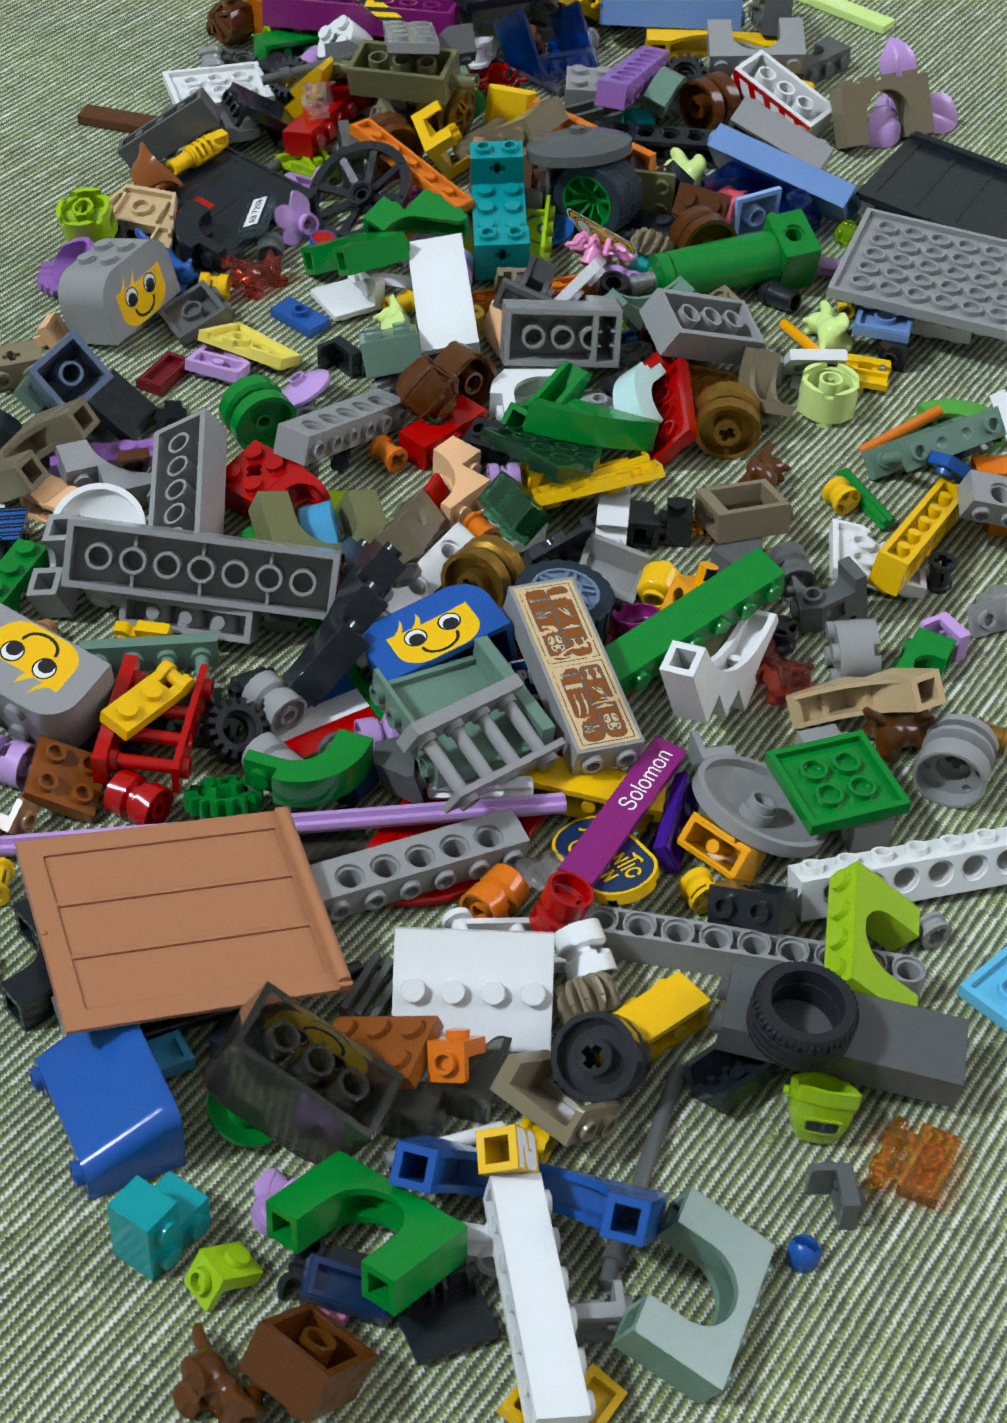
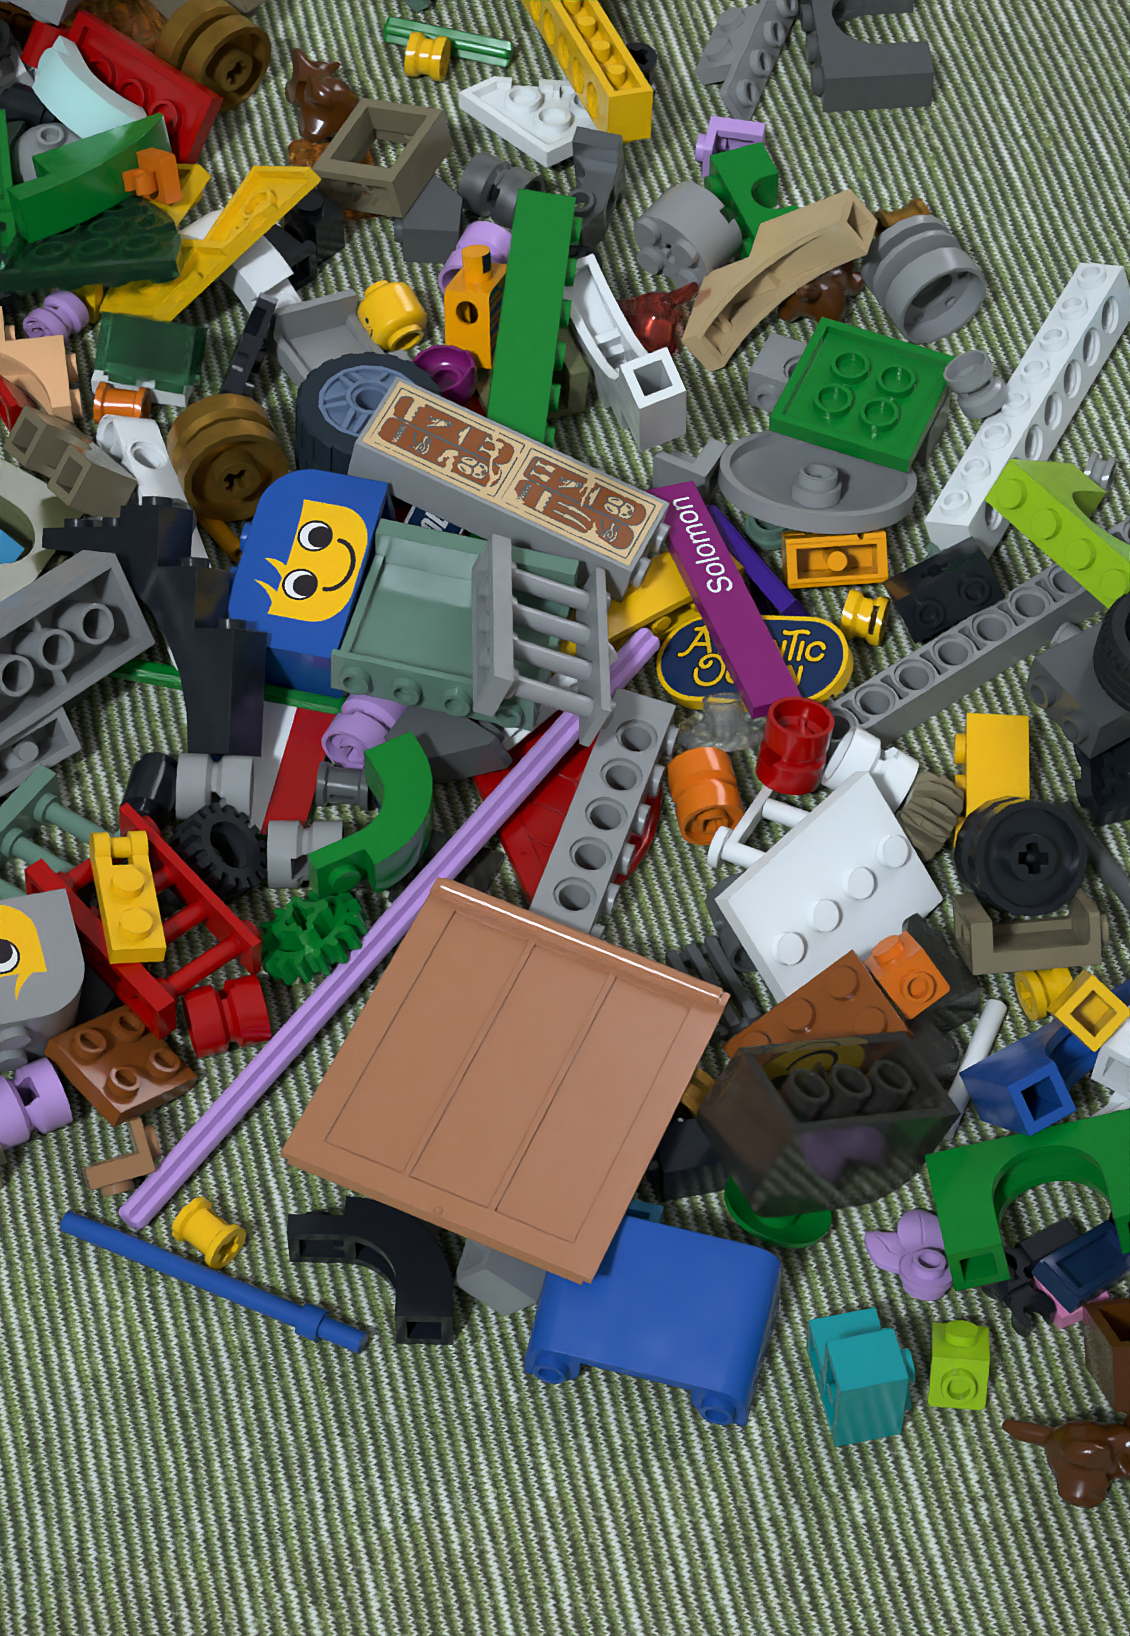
camera: 45 degrees left, 10 degrees up
(617, 443) = (156, 176): none -> orange tile
(901, 820) = (974, 382): none -> light grey wheel

